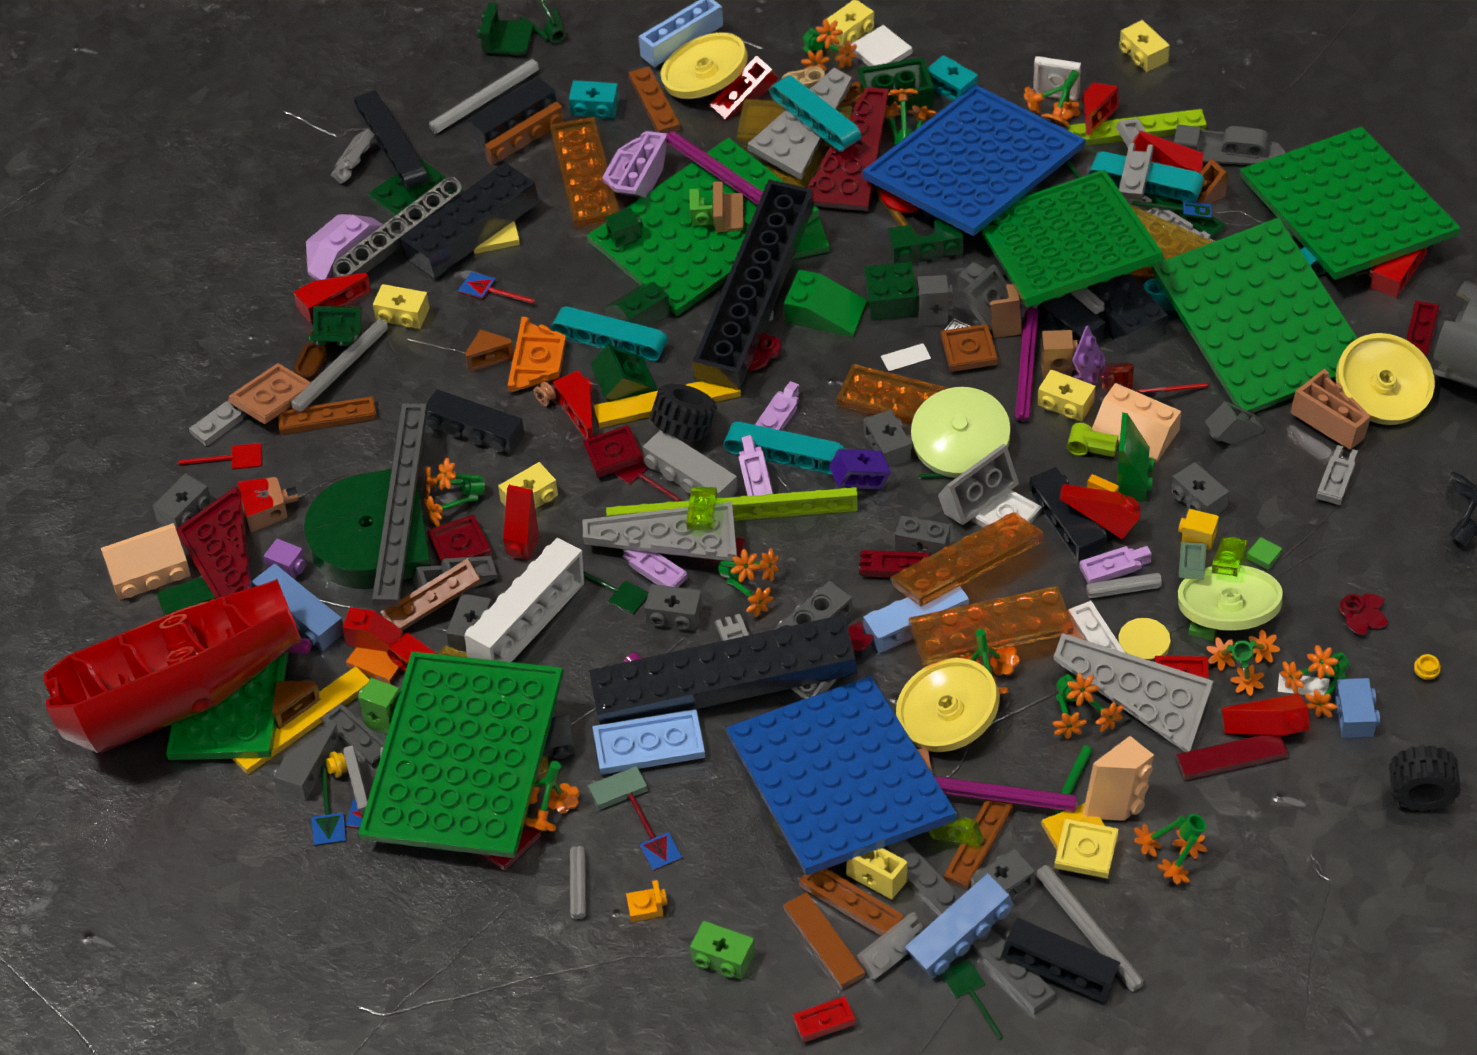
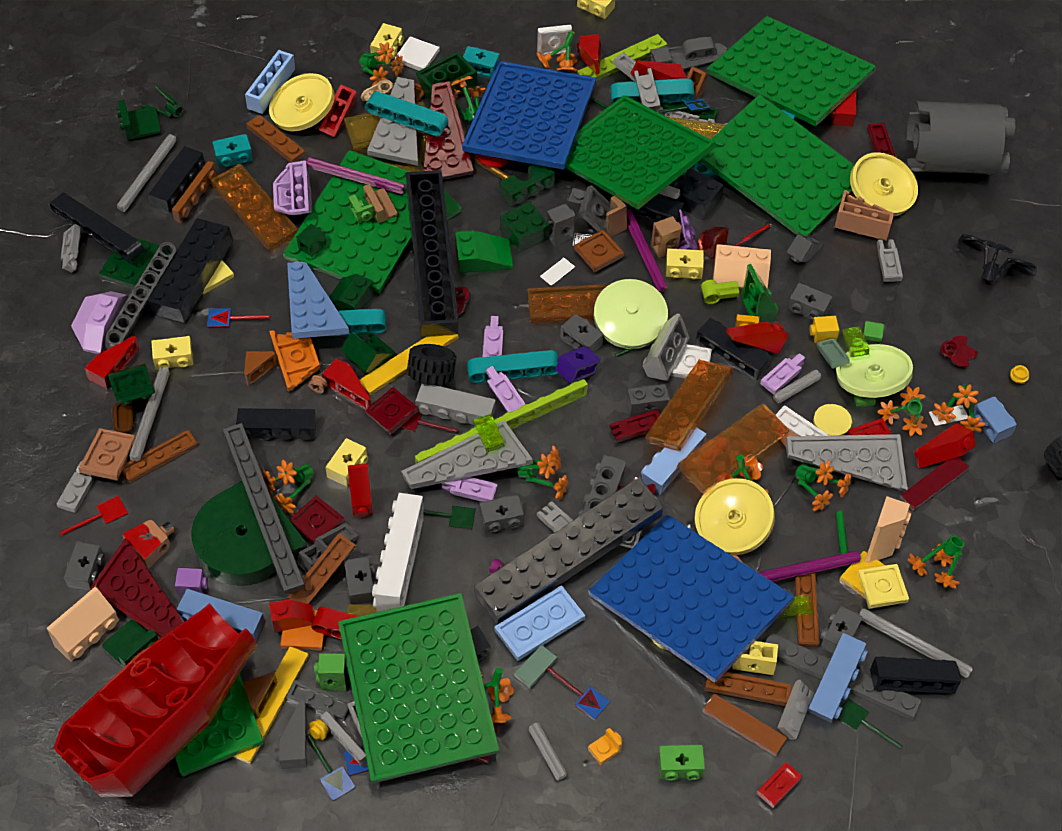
camera: 30 degrees left, 5 degrees up
(581, 302) = (310, 306): none -> medium blue wing

